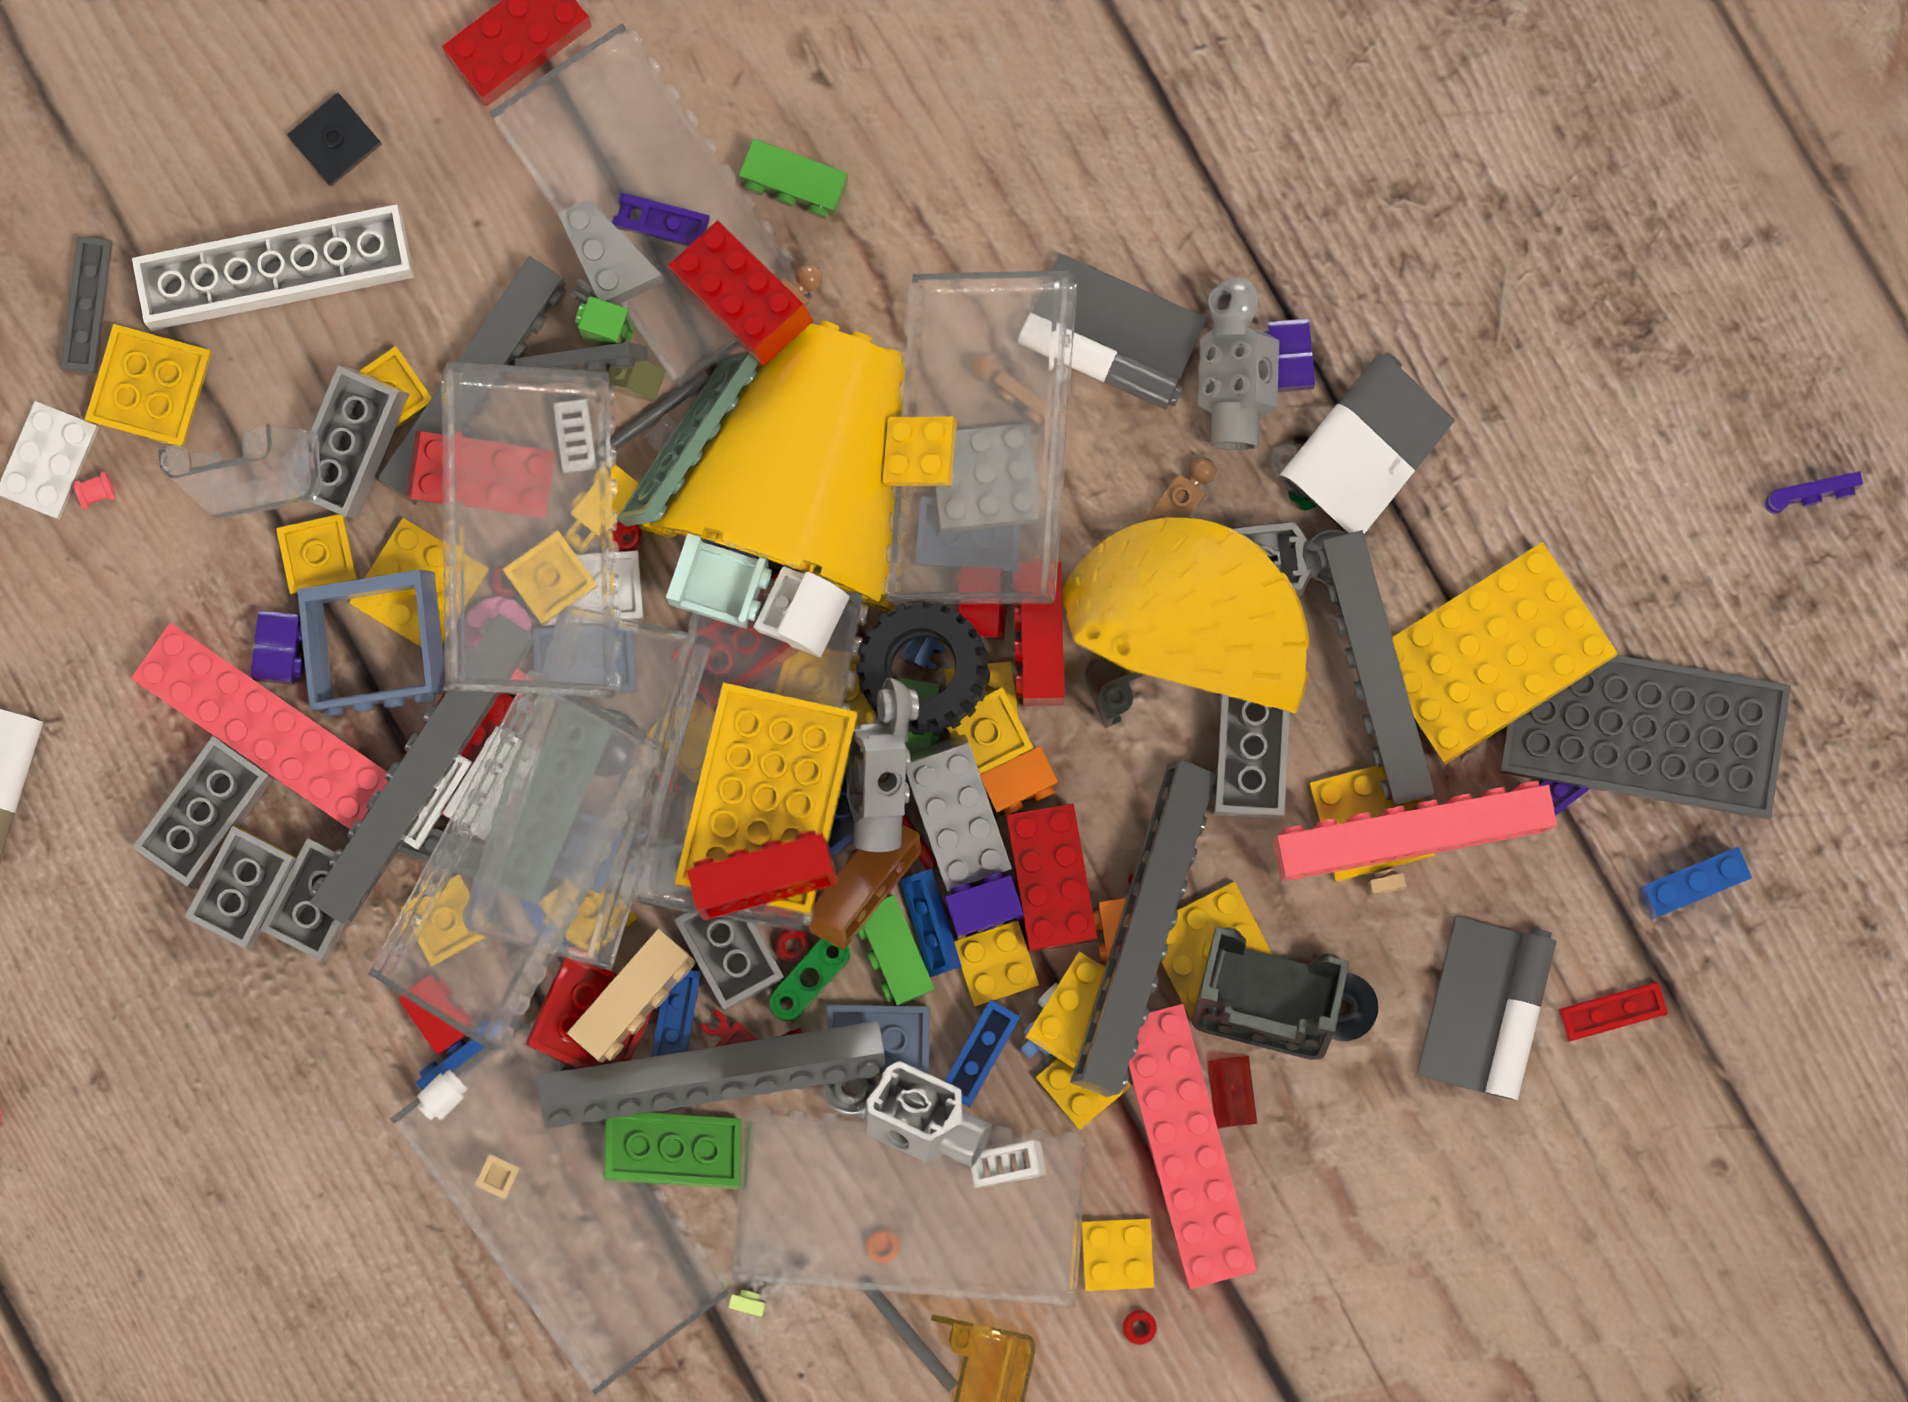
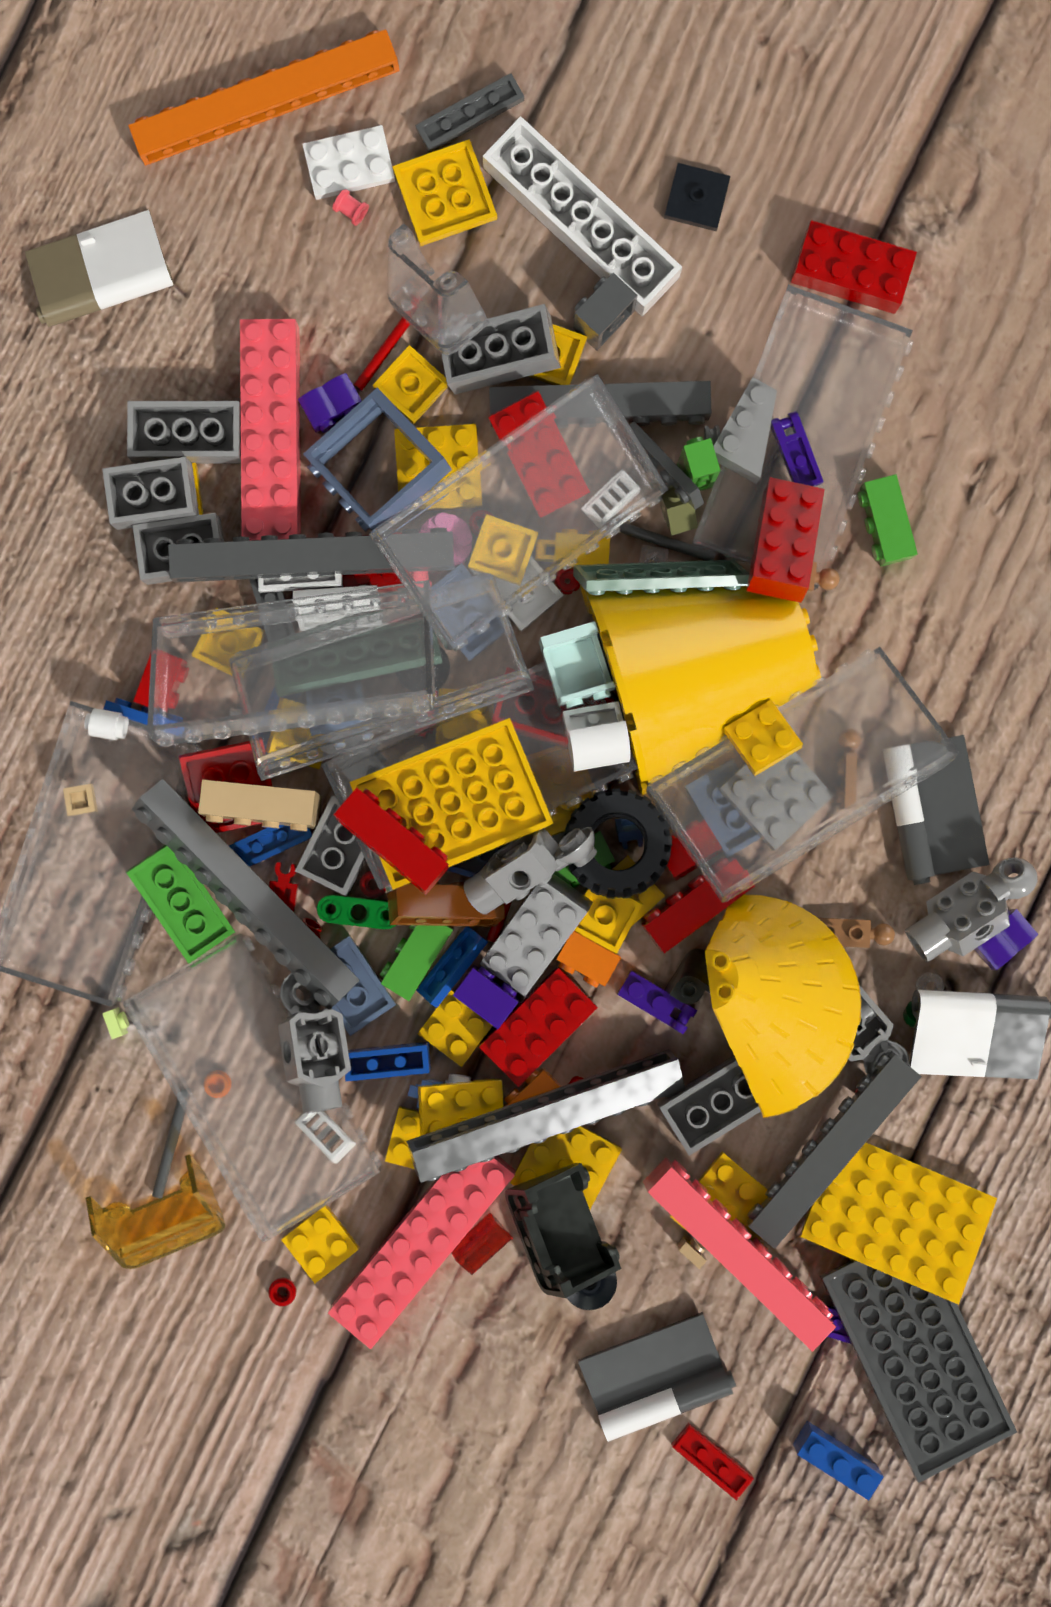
camera: 50 degrees right, 5 degrees up
(264, 563) = (381, 354): none -> red bar
(384, 310) = (604, 310): none -> dark grey brick
(1111, 744) = (655, 1001): none -> dark purple plate

